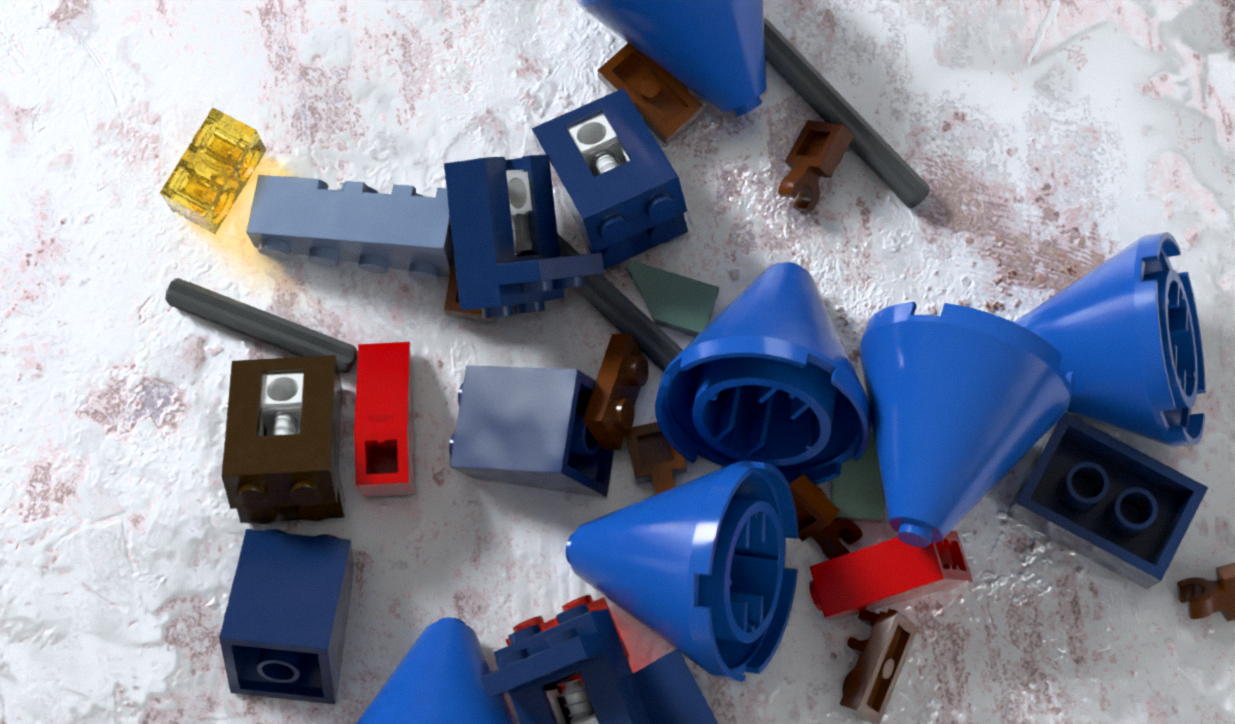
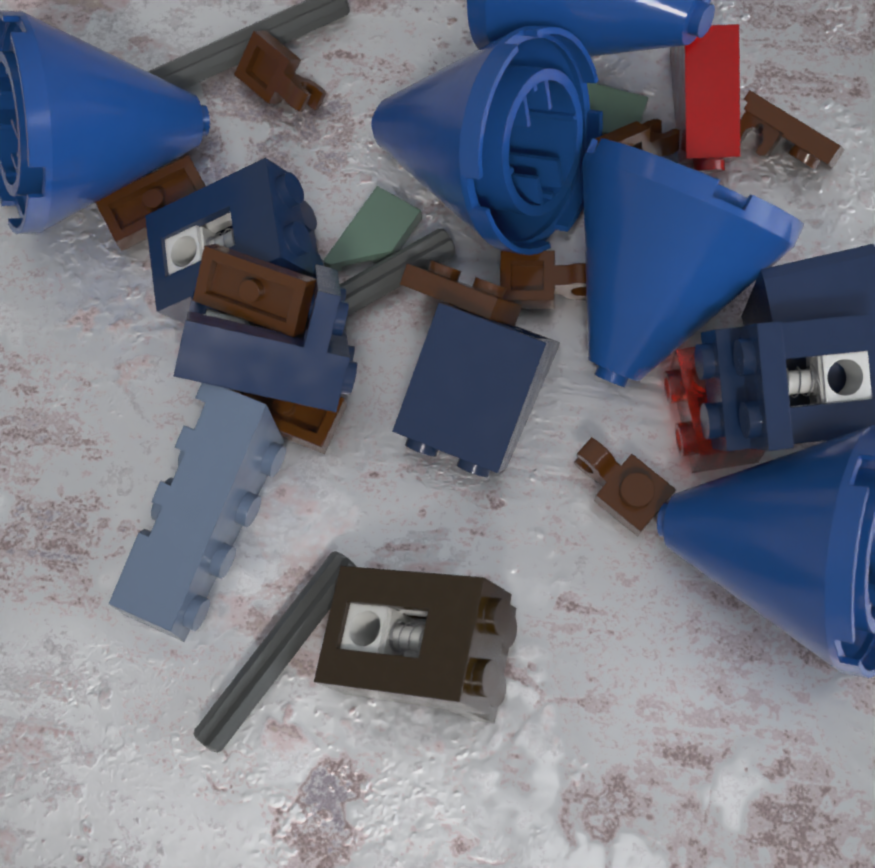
camera: 70 degrees left, 5 degrees down
(213, 170) = (84, 656): clear yellow brick -> none
(288, 616) = (617, 683): dark blue slope -> none
(384, 420) = (425, 533): red slope -> none
(474, 591) = (628, 490): none -> reddish brown plate
(546, 206) = (254, 290): none -> reddish brown plate

